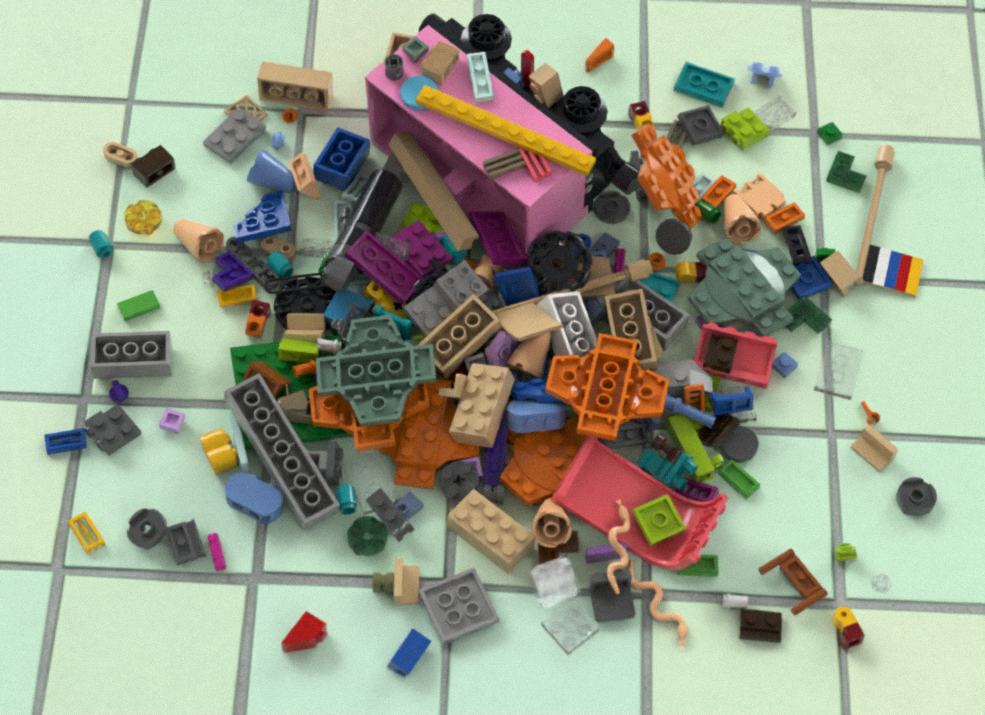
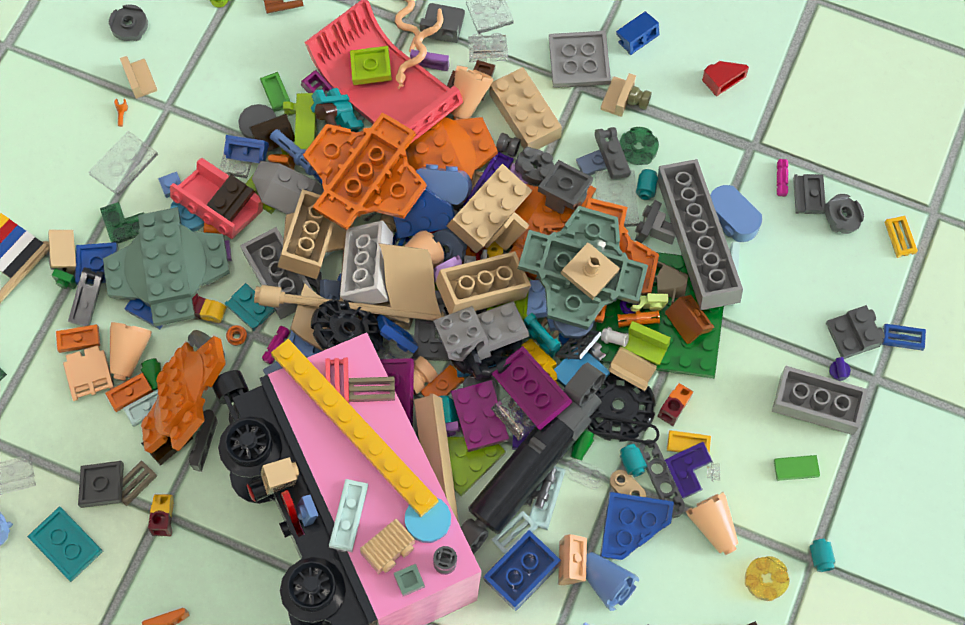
camera: 155 degrees left, 10 degrees up
(172, 421) = (793, 319): lavender plate -> none
(219, 451) = (755, 271): yellow brick -> none
(304, 379) = (651, 301): none -> yellowish green plate
(367, 362) = (590, 271): none -> tan tile
(420, 446) = (565, 187): none -> dark grey panel
(744, 128) = (54, 466): lime plate -> none

